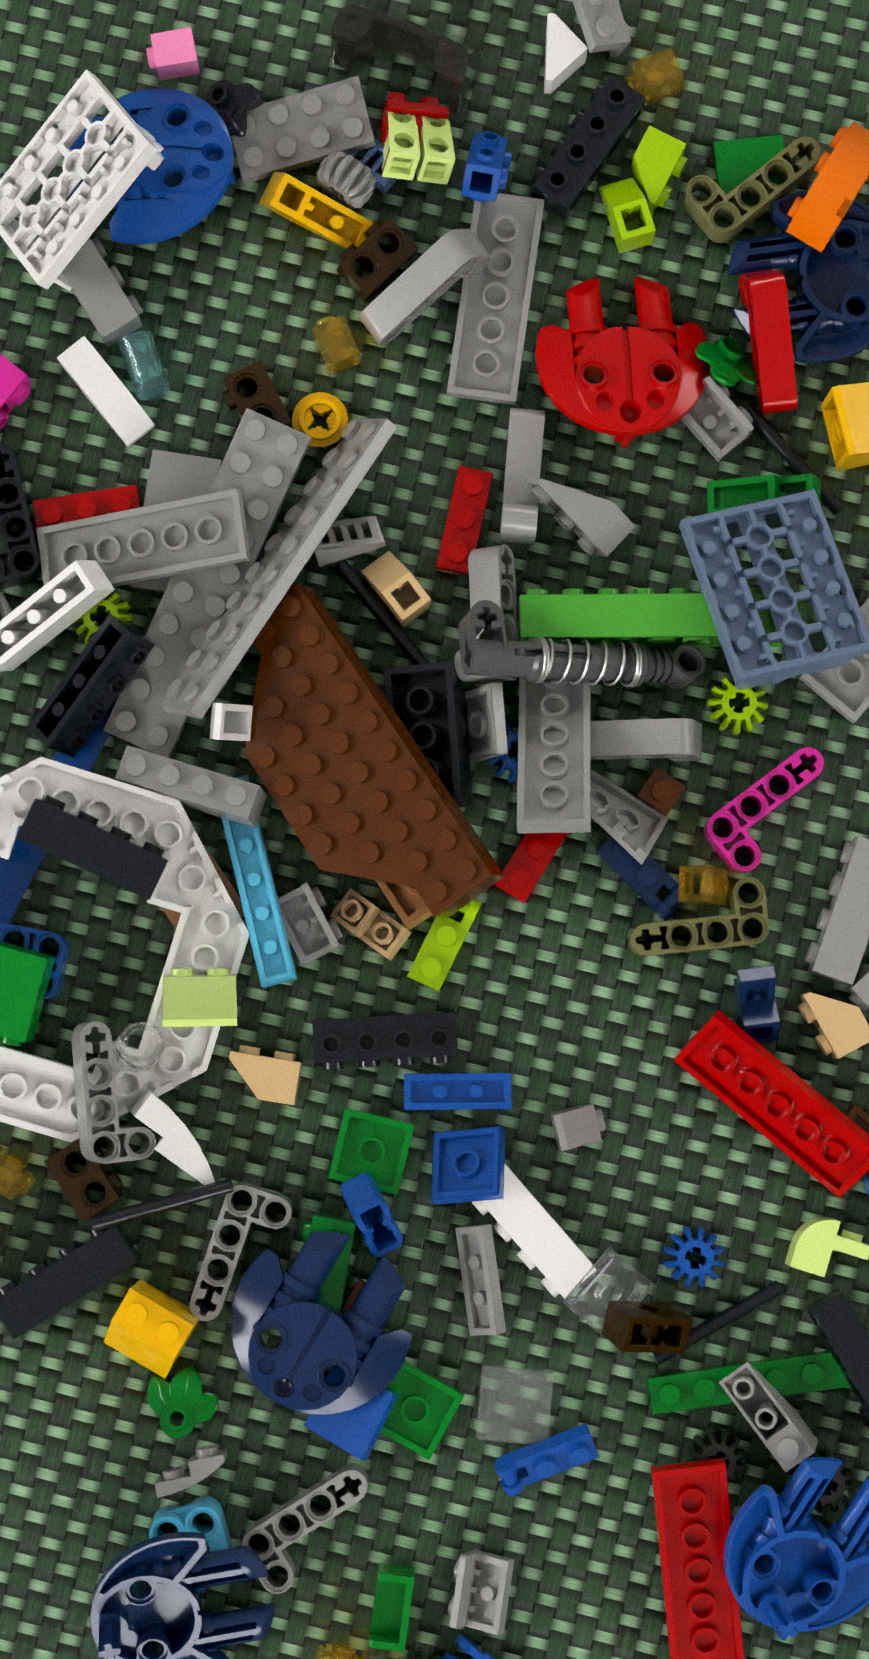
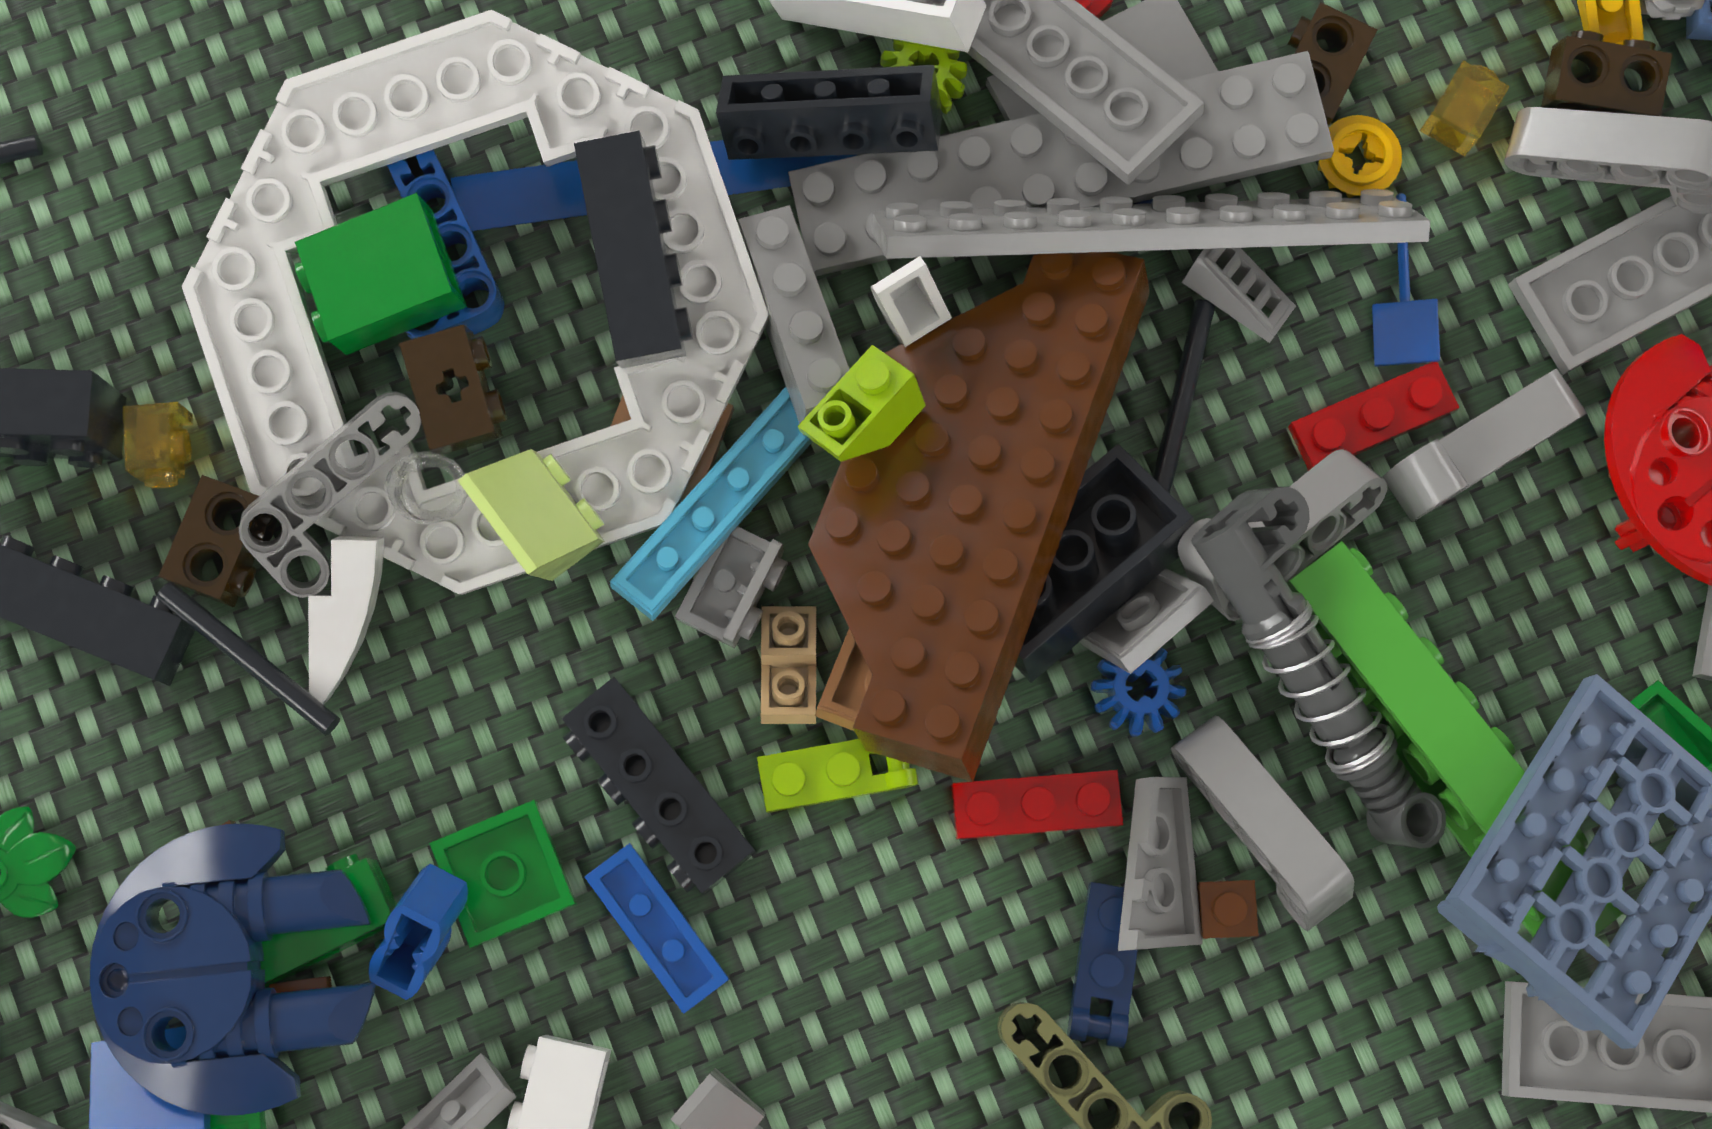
camera: 50 degrees right, 5 degrees down
(78, 1000) = (431, 366): none -> dark brown brick
(151, 1328) = (88, 756): yellow slope -> none
(229, 1252) = (249, 790): light grey beam -> none
(269, 1077) = (504, 675): tan slope -> none
(271, 789) = (865, 407): none -> lime slope
(397, 588) = (1228, 395): tan slope -> none
(431, 466) = (1405, 329): none -> blue piece
(468, 1165) = (569, 1011): blue tile -> none
(554, 757) = (1170, 735): light grey plate -> none
(592, 518) = (1502, 563): light grey slope -> none
(712, 889) = (1158, 1066): clear yellow brick -> none
(744, 717) = (1410, 948): lime gear -> none
(766, 803) = (1317, 1055): dark pink beam -> none

